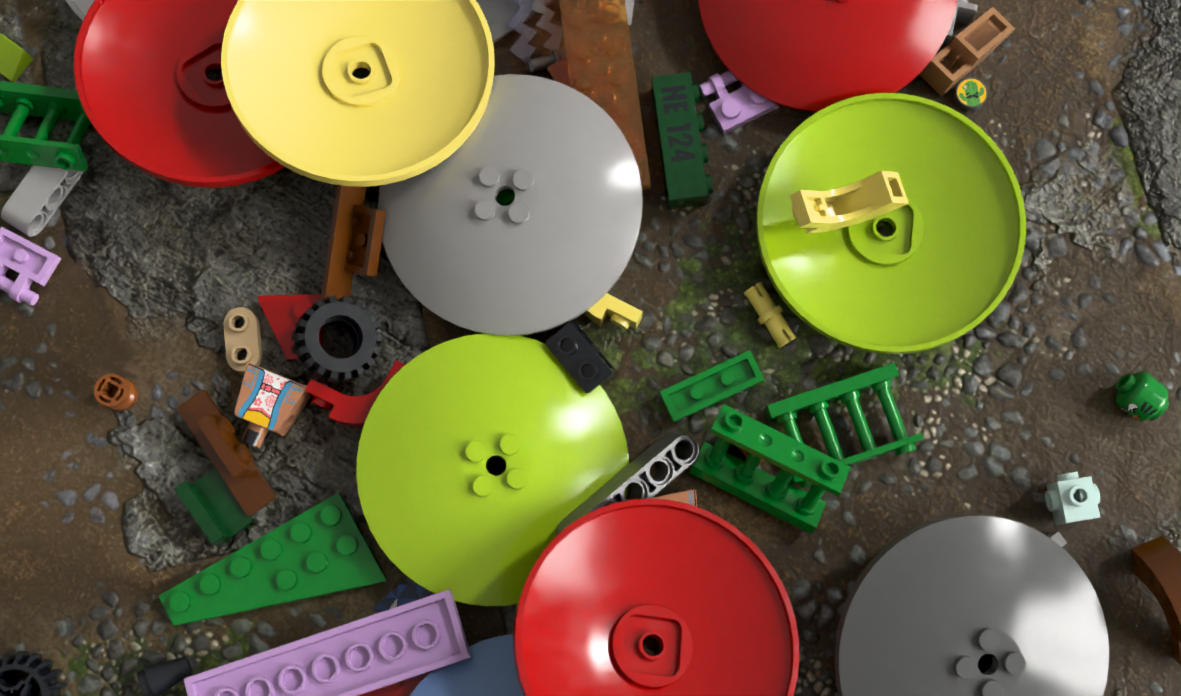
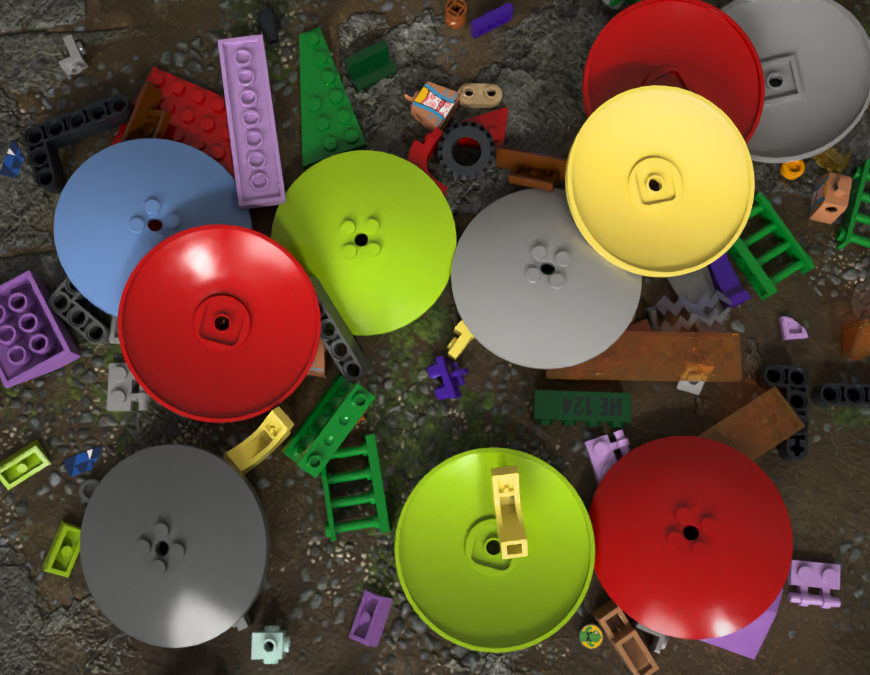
camera: 90 degrees right, 0 degrees up
(121, 338) = (491, 19): none -> dark purple plate
(227, 452) = (404, 76): reddish brown bracket -> none
(402, 595) = (290, 174): dark blue sticker -> none
(581, 357) = (430, 313): black bracket -> none
(683, 316) = (443, 368): none -> dark purple hips
(711, 386) = (396, 400): green plate -> none
(770, 314) = (441, 450): light yellow pin -> none
(806, 563) = (261, 442): none -> light yellow arch
(1007, 375) = (370, 618): none -> medium lavender slope

